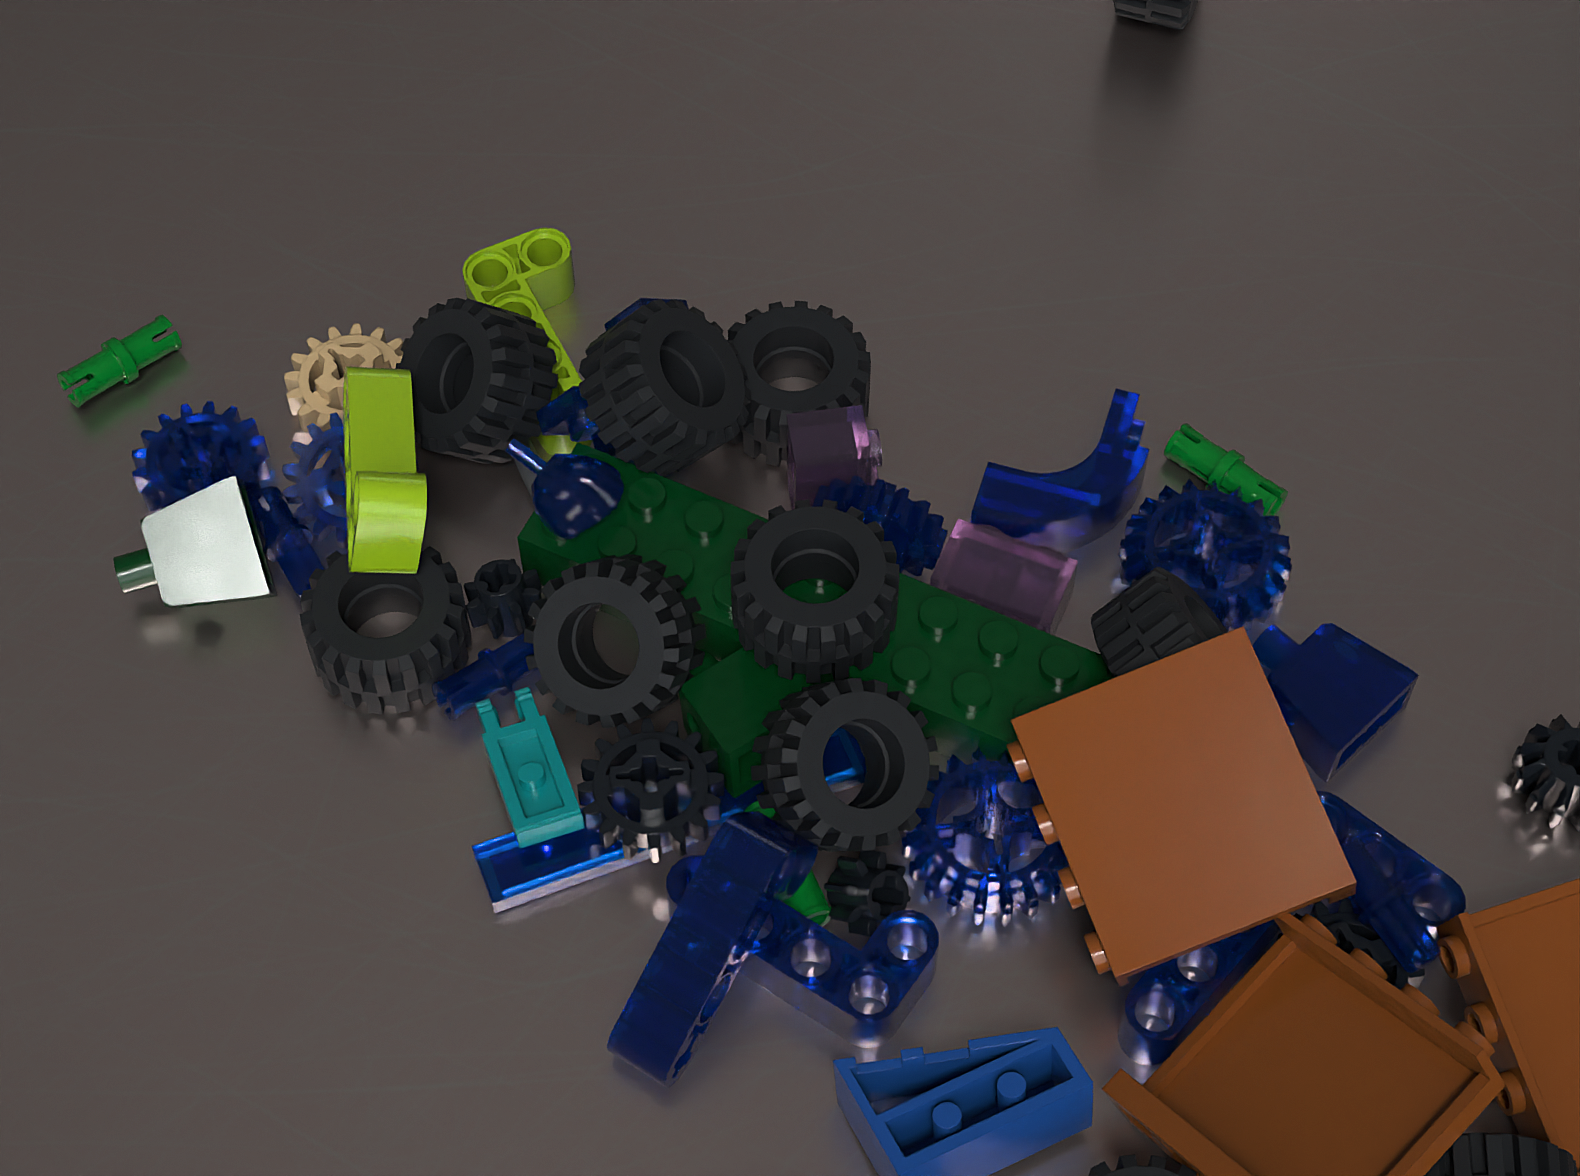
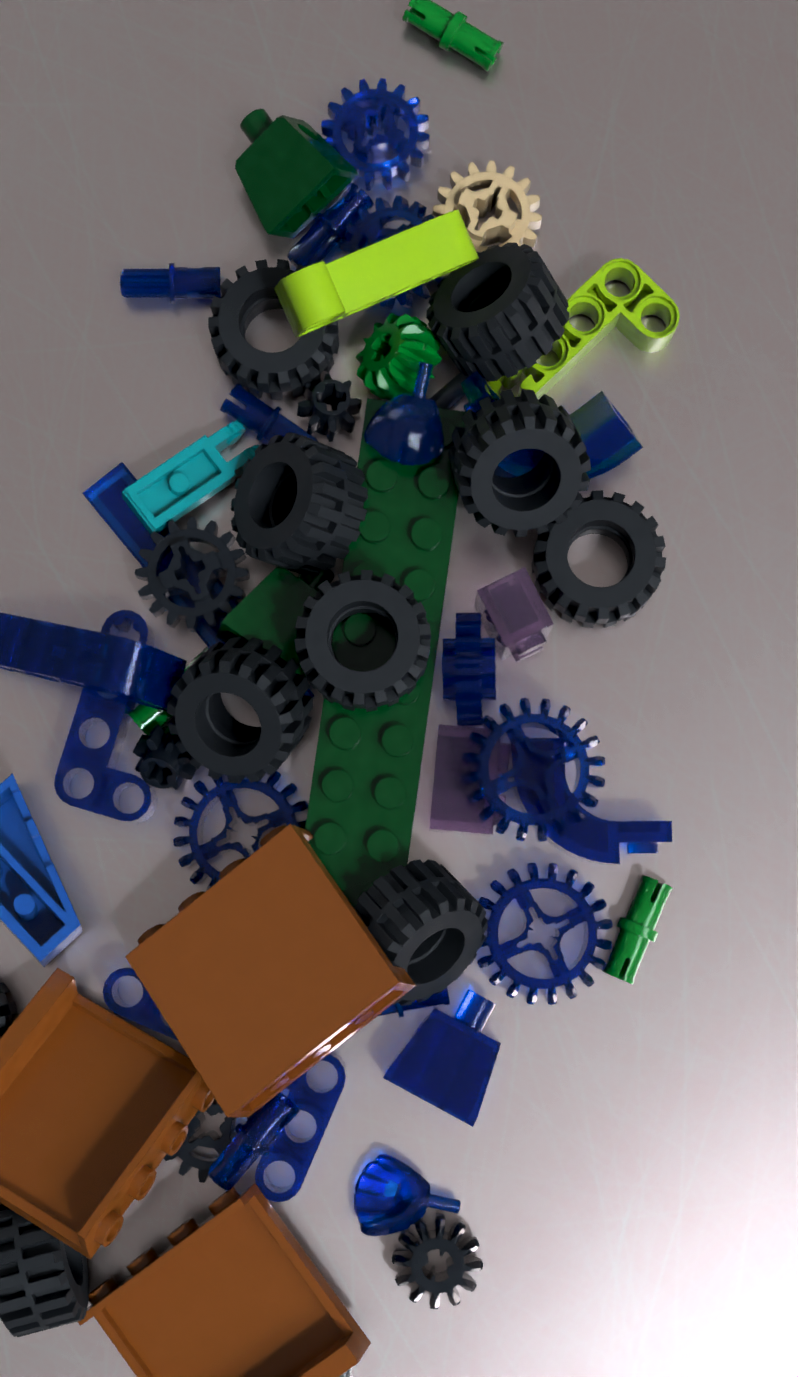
camera: 75 degrees right, 25 degrees up
(273, 727) = (171, 283): none -> clear blue axle
(479, 504) = (394, 355): none -> green gear
(1019, 460) = (574, 750): none -> clear blue gear
(1482, 801) = (393, 1197): none -> clear blue piece

